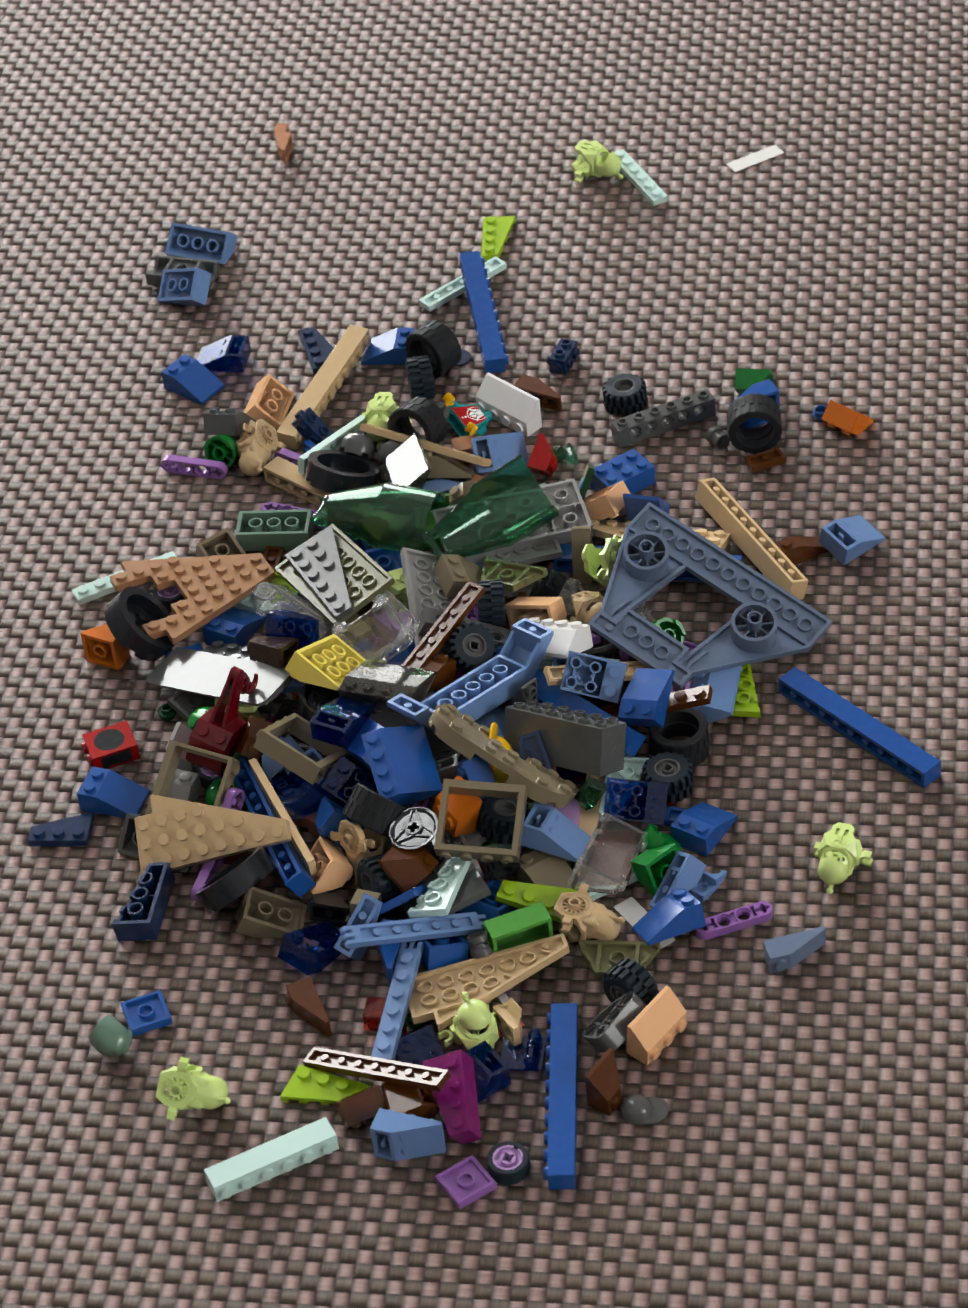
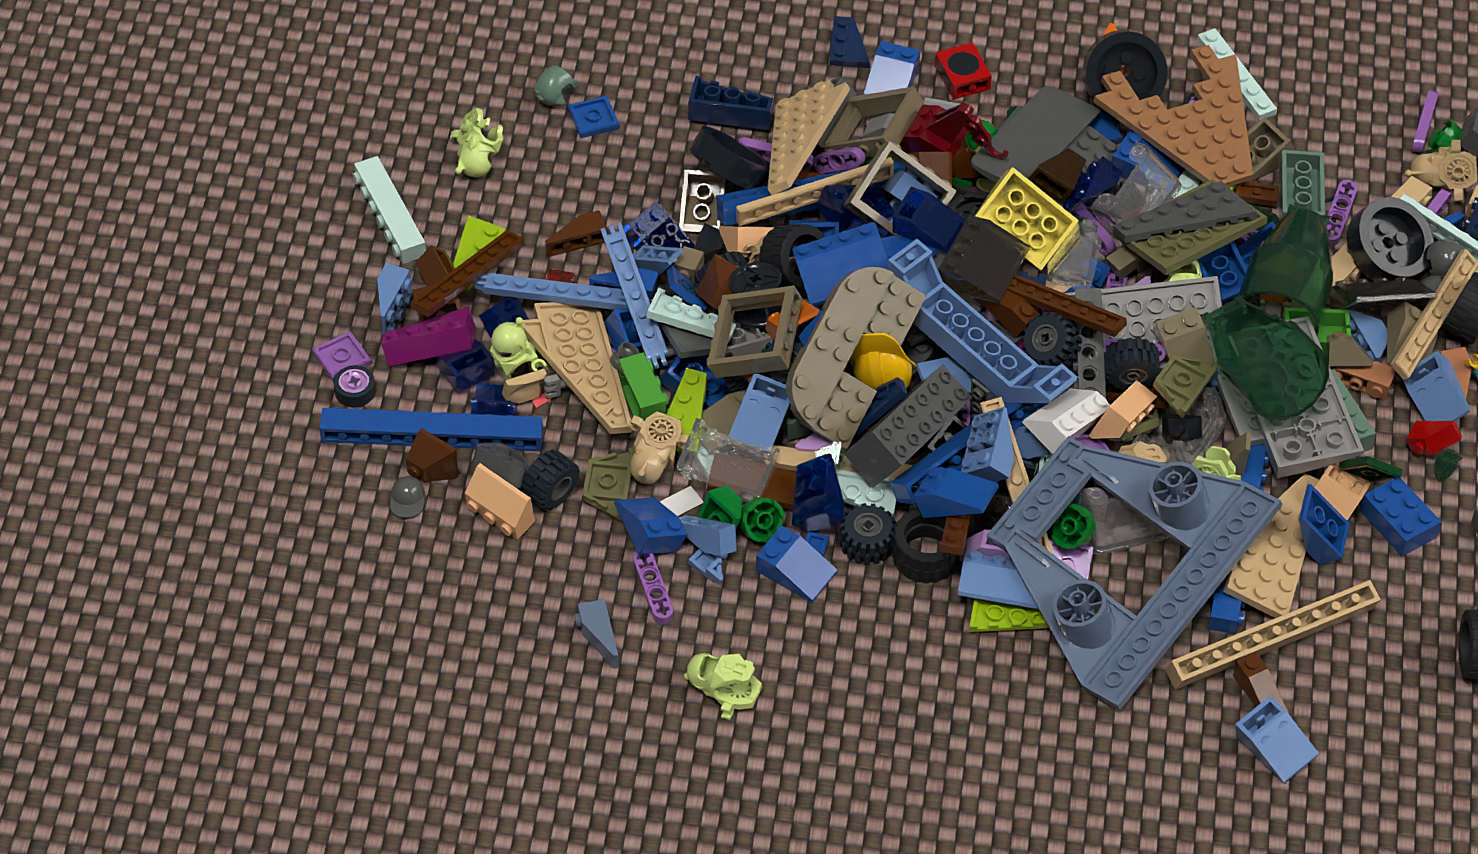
camera: 85 degrees right, 10 degrees up
(765, 459) = (1437, 666): reddish brown plate -> none
(860, 727) = (938, 721): blue brick -> none

